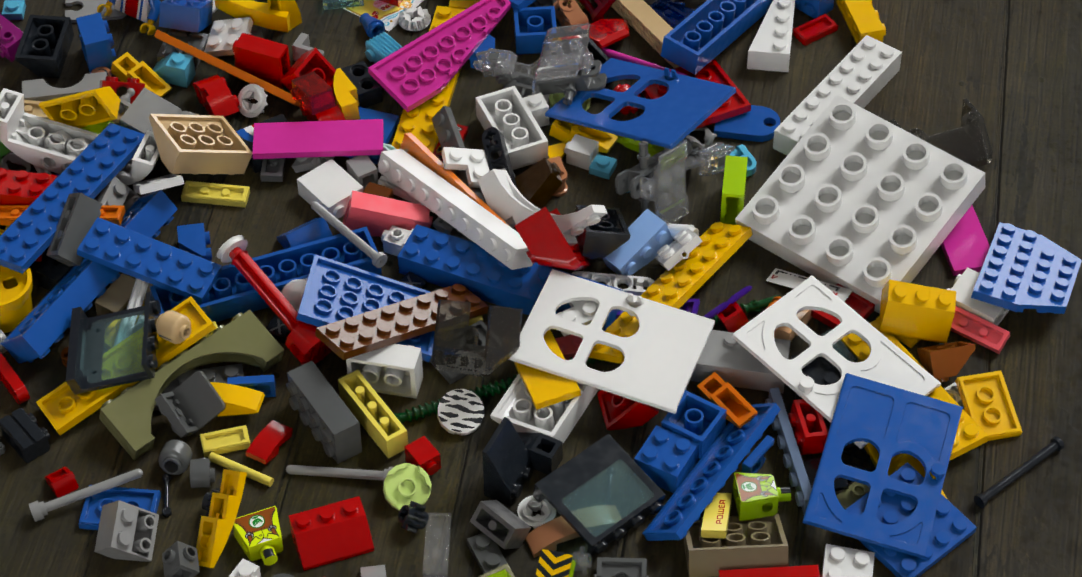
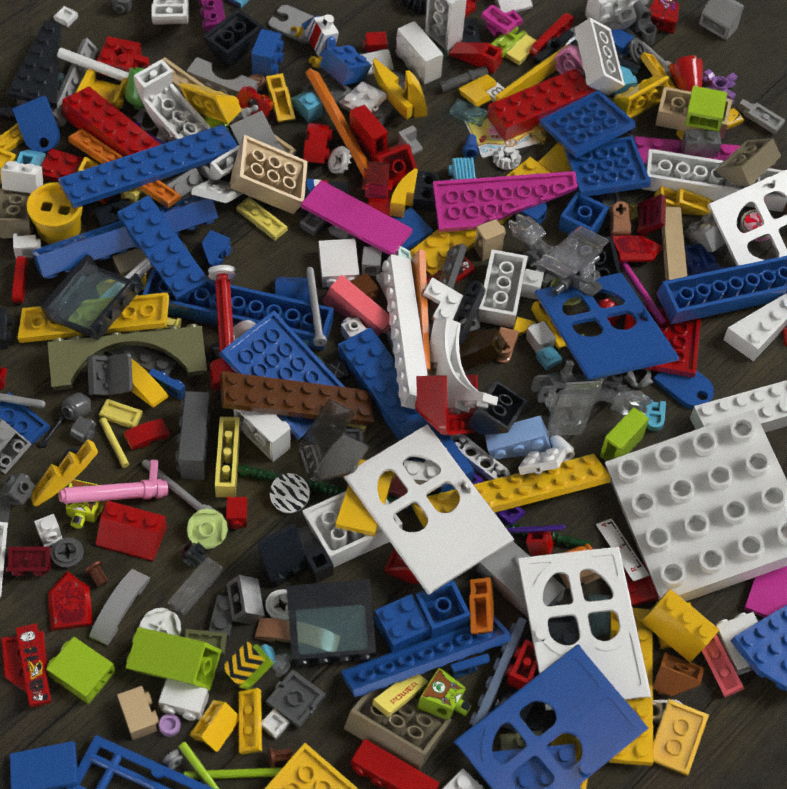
camera: 30 degrees right, 10 degrees up
(72, 228) = (133, 190): dark grey brick -> none
(173, 326) = (133, 310): tan head -> none
(314, 488) = (145, 489): none -> bright pink cylinder
(462, 91) = (489, 237): none -> tan brick

